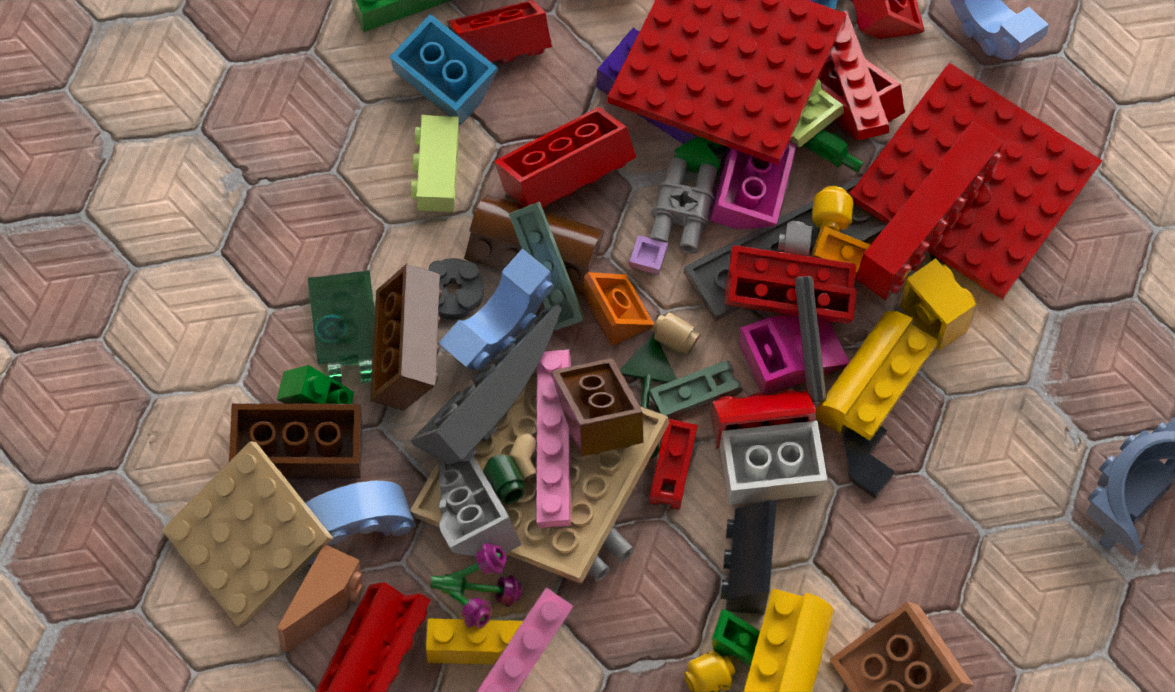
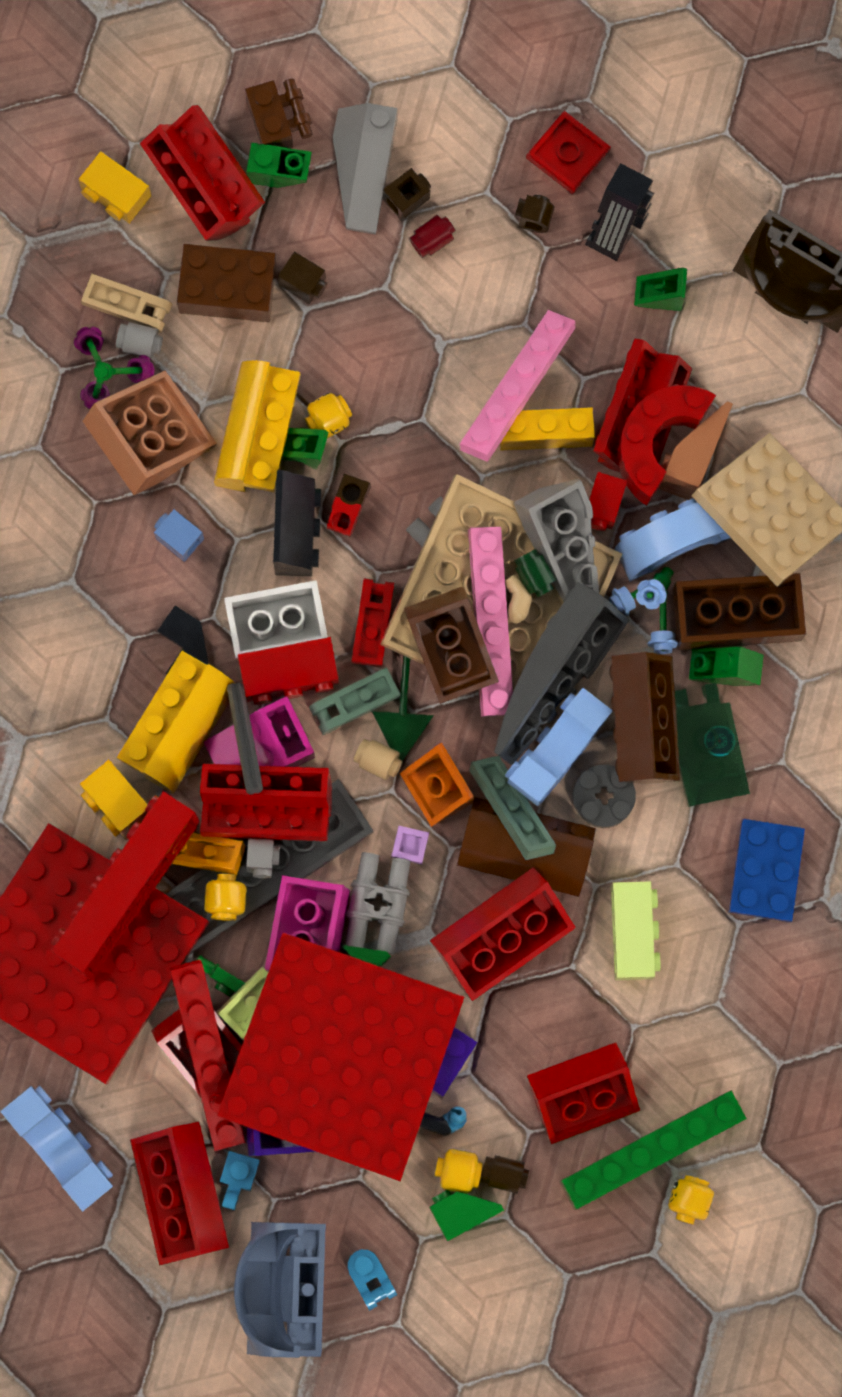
camera: 175 degrees right, 15 degrees up
(300, 212) = (766, 870): none -> blue plate
(371, 617) = (658, 411): none -> red brick
(387, 445) = (650, 594): none -> light blue plant
(422, 559) = (606, 500): none -> red slope
(444, 68) = (639, 1032): dark azure slope -> none
(478, 612) = (542, 475): magenta plant -> none
(627, 20) = (445, 1124): none -> arm
(691, 582) = (348, 504): none -> leg
(872, 562) = (178, 534): none -> medium blue brick

